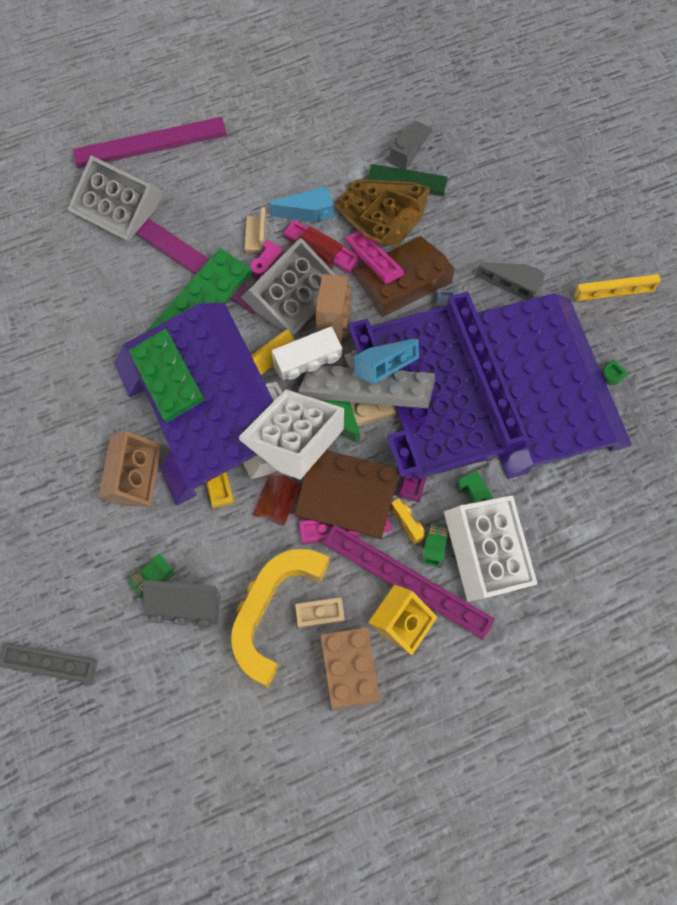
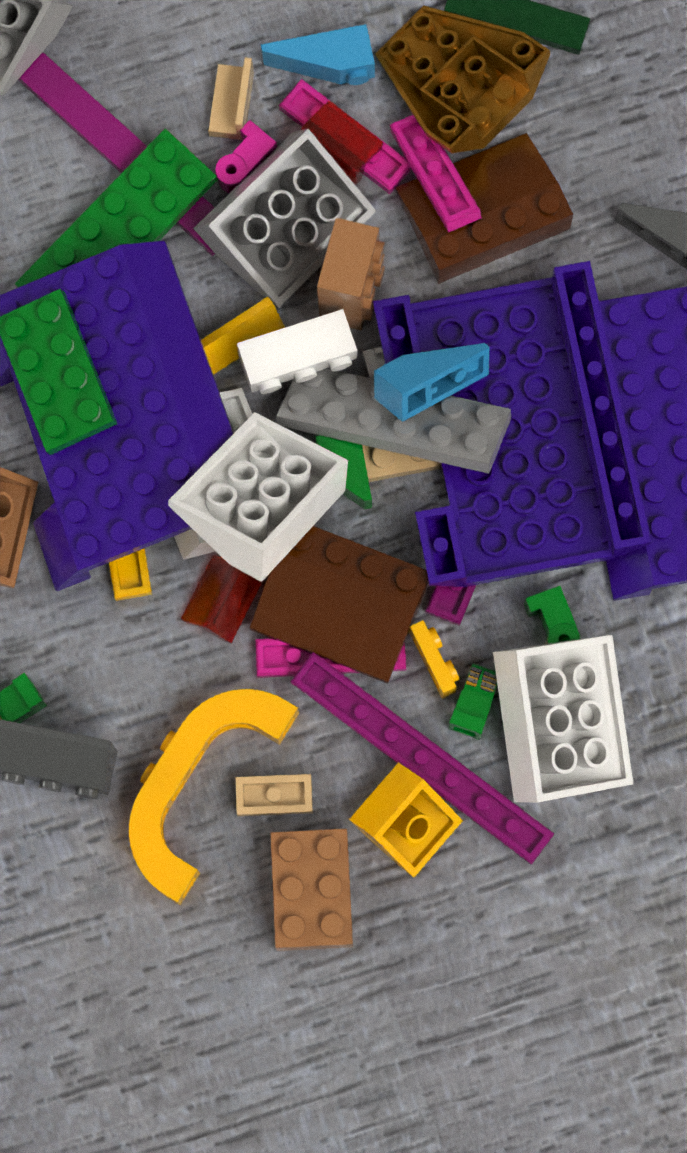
camera: 10 degrees right, 10 degrees up
(442, 297) = (551, 256): sand blue tile -> none

